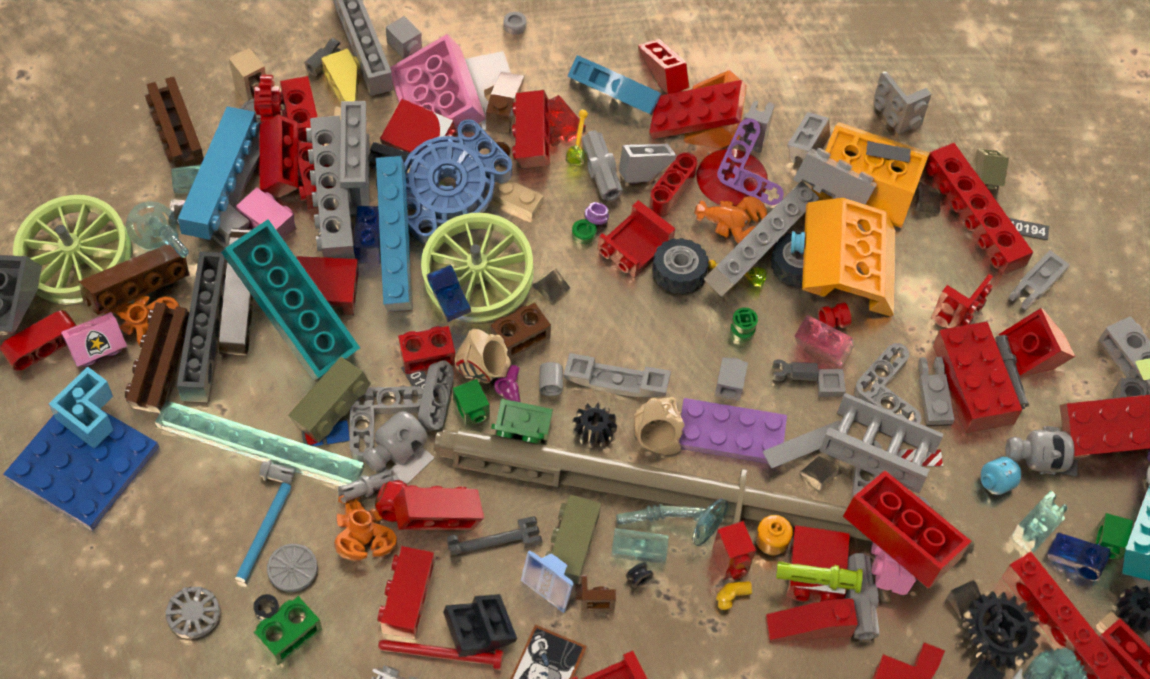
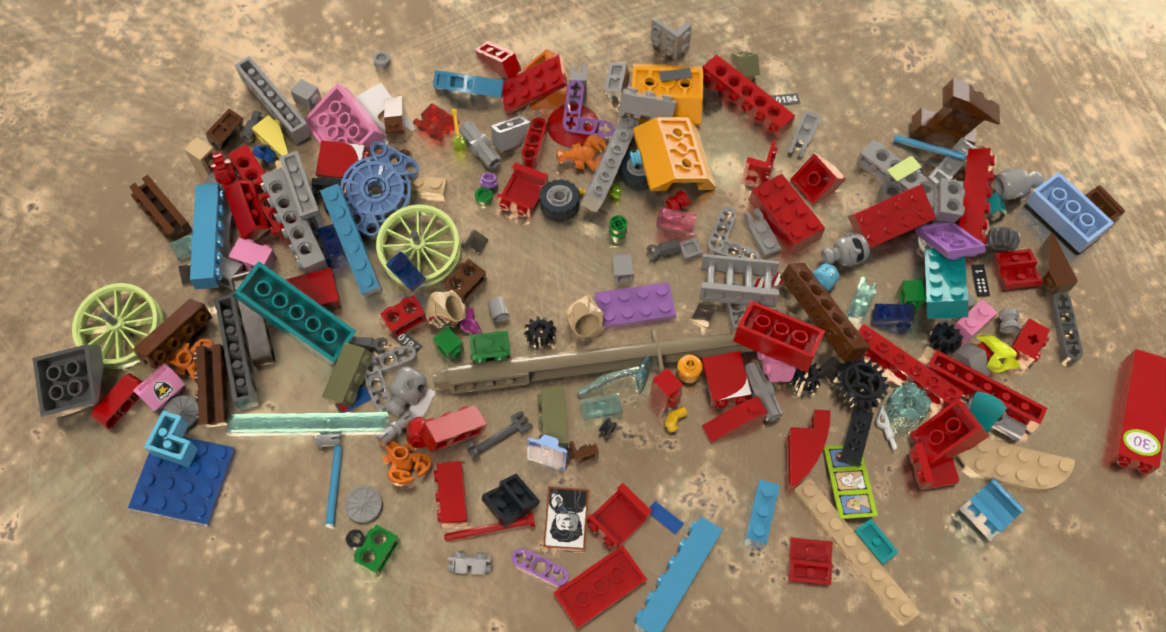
camera: 15 degrees left, 5 degrees up
(117, 375) = (183, 406): none -> light grey wheel
(154, 228) = (174, 291): clear light blue dish -> none
(192, 612) = (303, 560): light grey wheel -> none
(287, 48) = (224, 127): none -> reddish brown hinge
(327, 94) = (265, 153): none -> blue tile
(373, 370) = (369, 343): none -> dark grey bar
(432, 413) = (420, 335): light grey beam -> none
(532, 129) = (421, 133): red brick -> none
(616, 380) = (544, 294): light grey slope -> none
(798, 446) = (684, 301): light grey sticker -> none
(832, 577) = (739, 386): lime pin -> none
(928, 606) = (809, 383): none -> black gear
(982, 520) = (824, 312): none -> reddish brown brick
(1010, 364) = (805, 196): dark grey pin -> none

